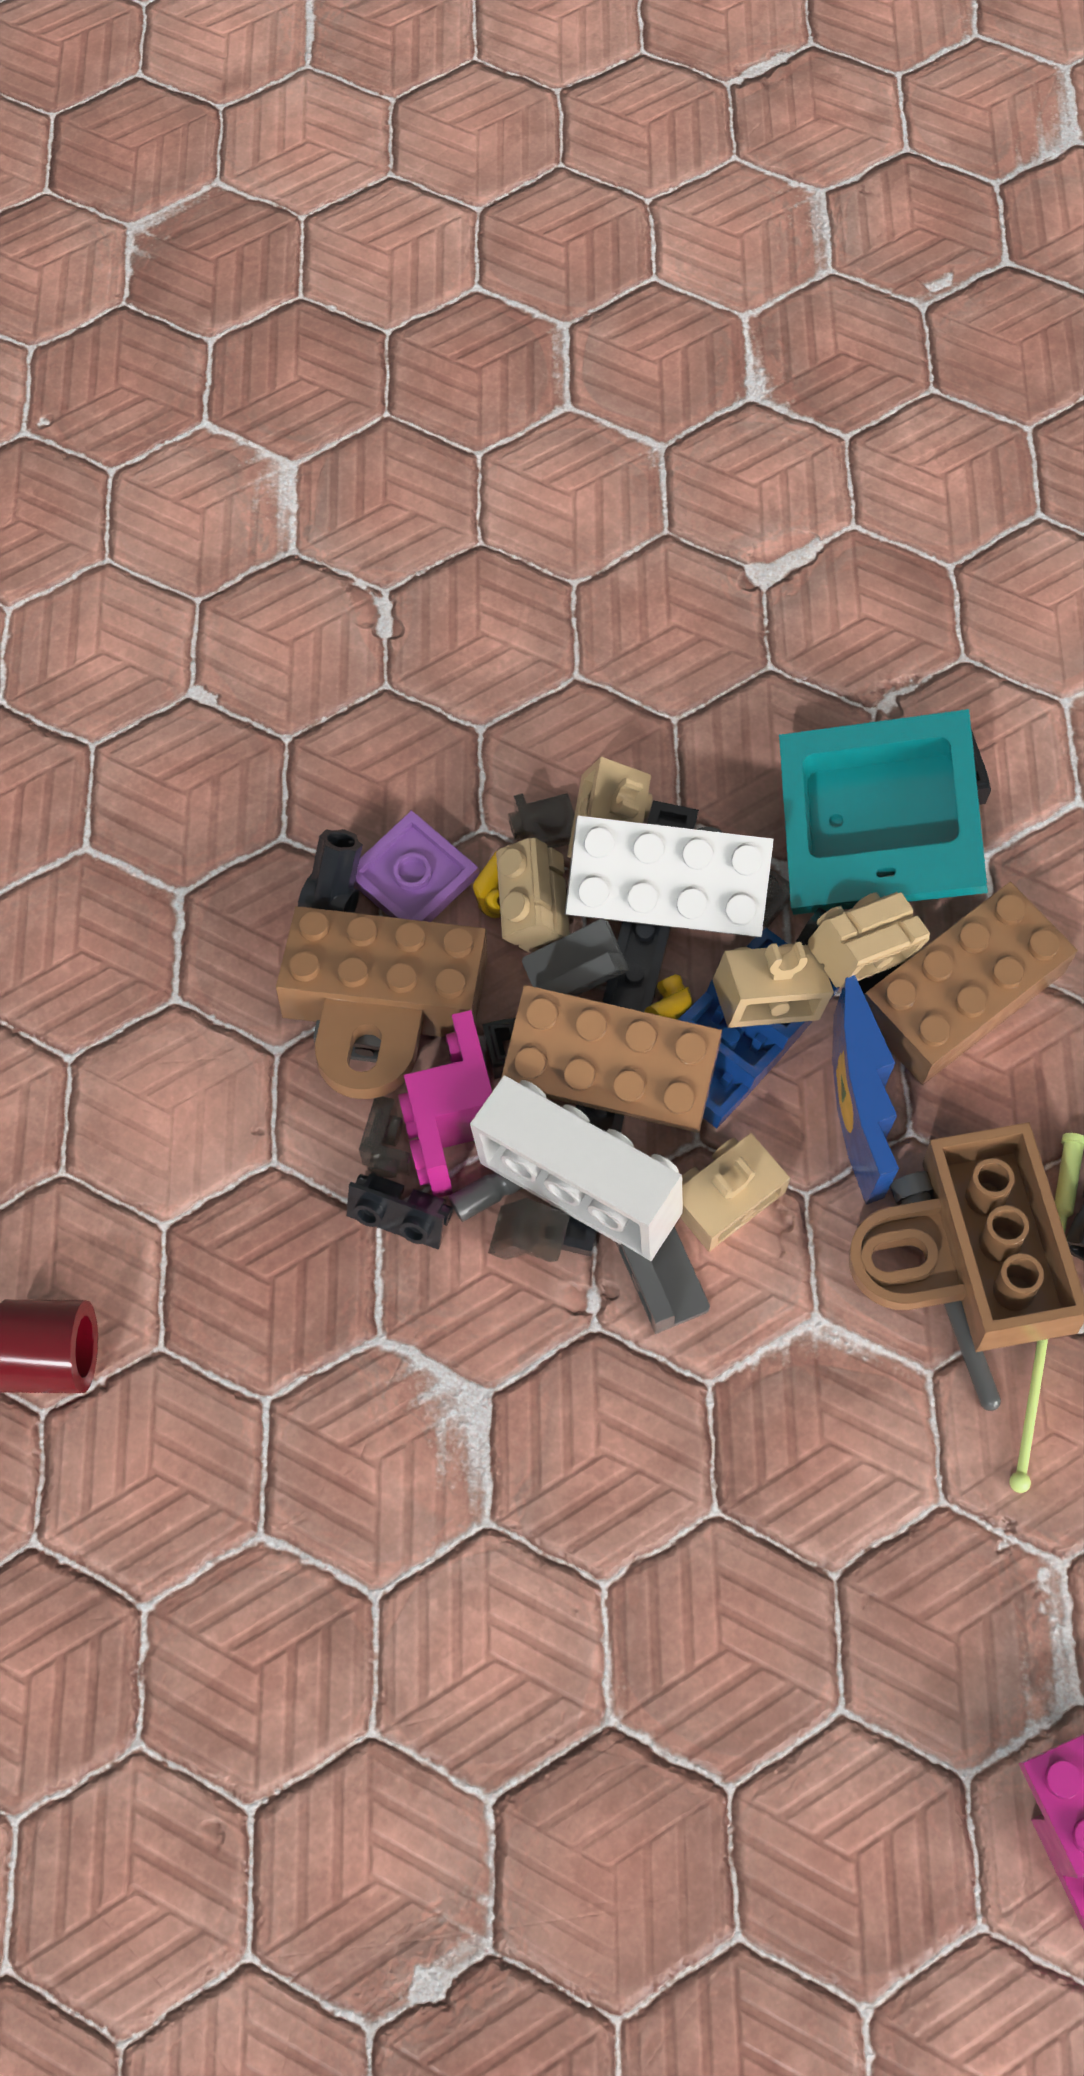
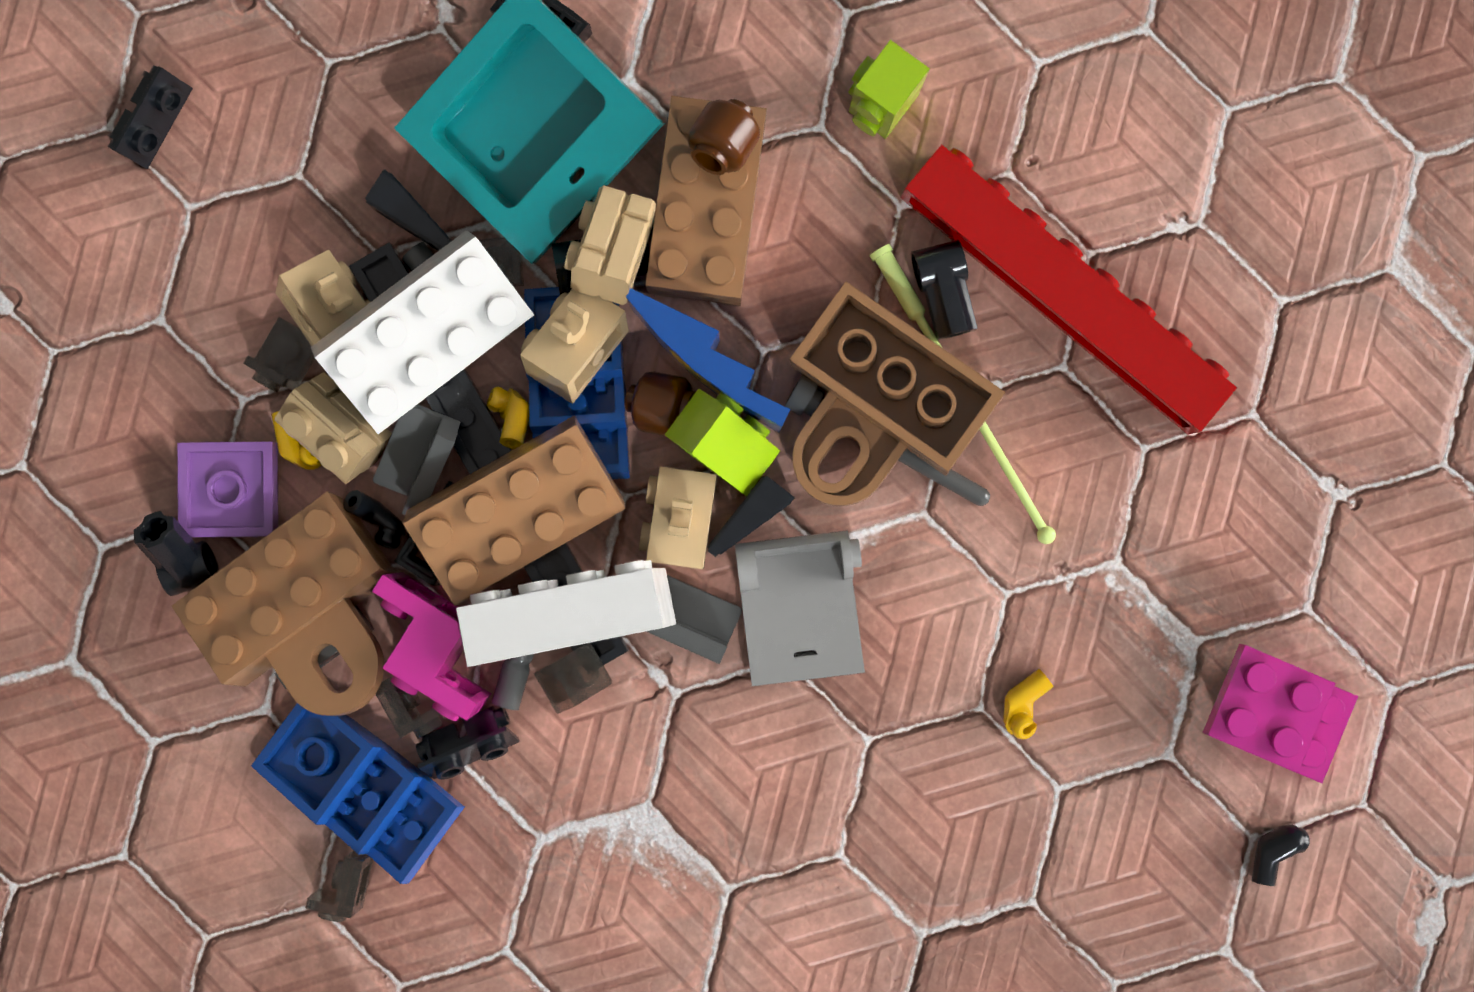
camera: 50 degrees left, 20 degrees up
(208, 1230) = (351, 882): none -> clear smoke bracket
(287, 1166) = (358, 789): none -> blue slope
(499, 978) = (375, 513): none -> black arm
(611, 596) = (157, 107): none -> black hinge
(729, 794) = (397, 205): none -> black slope
(765, 1343) = (800, 600): none -> light grey door
(795, 1095) = (657, 401): none -> reddish brown head
(795, 1238) = (758, 507): none -> black slope
(820, 1158) = (724, 441): none -> lime brick
(873, 1600) = (1019, 704): none -> yellow arm
(996, 1952) = (1276, 847): none -> black arm
(1027, 933) = (723, 136): none -> reddish brown head

